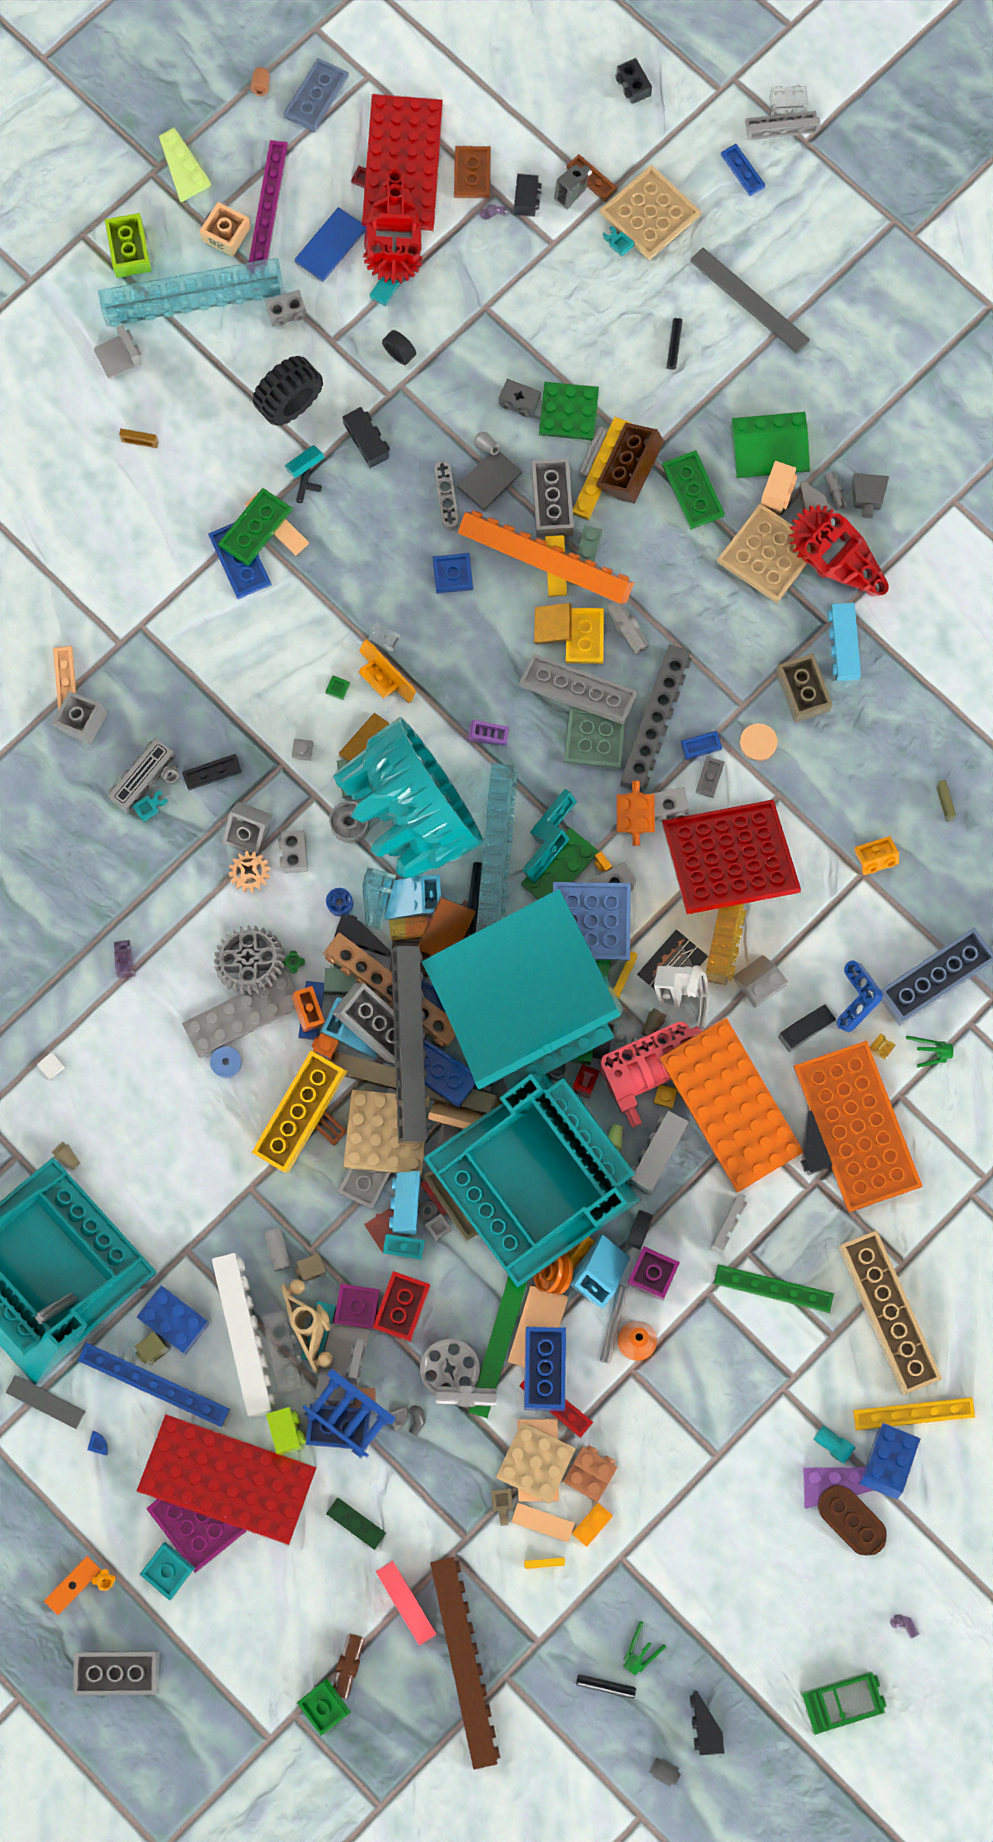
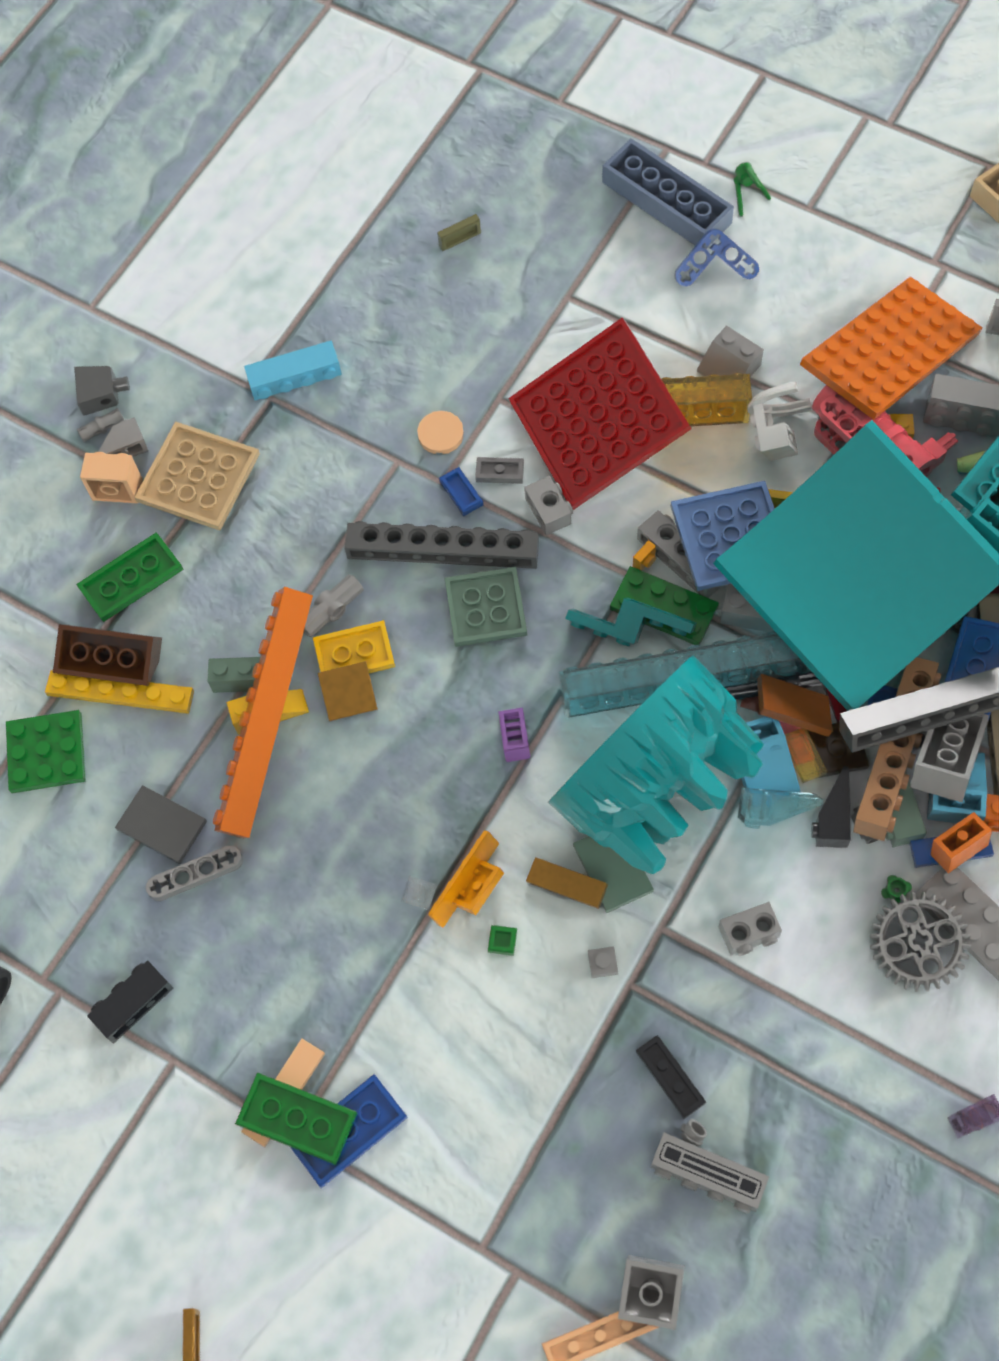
camera: 100 degrees left, 10 degrees down
(147, 807) = (751, 1151): teal plate -> none
(247, 828) = (737, 1000): light grey slope -> none
(254, 866) = (806, 984): light nougat gear -> none
(287, 390) = (83, 1119): black tyre -> none
(304, 461) = (182, 1078): teal tile -> none
(305, 485) = (217, 1068): black piece -> none
(332, 899) = (798, 842): blue wheel -> none
(343, 832) = (692, 854): light grey wheel -> none
(452, 573) = (304, 836): blue tile -> none
(486, 443) = (111, 837): light grey cone -> none
(528, 397) = (33, 803): dark grey brick -> none
(552, 497) = (174, 733): light grey brick -> none
(578, 689) = (428, 638): light grey plate -> none
(592, 451) = (98, 706): light grey axle -> none
(636, 813) = (572, 532): orange plate -> none
(654, 1021) = (816, 455): dark tan cone -> none
(676, 952) = (737, 458): black sticker -> none
(767, 439) = (53, 506): green slope -> none
(804, 688) = (363, 395): dark tan brick -> none
(806, 1028) = (771, 306): black slope -> none
(814, 1155) = (911, 261): black slope -> none
(849, 562) = (193, 378): red connector -> none
(858, 1126) = (860, 234): orange plate -> none
(877, 855) = (541, 283): light orange bracket -> none
(886, 1048) = (761, 231): clear yellow wheel -> none

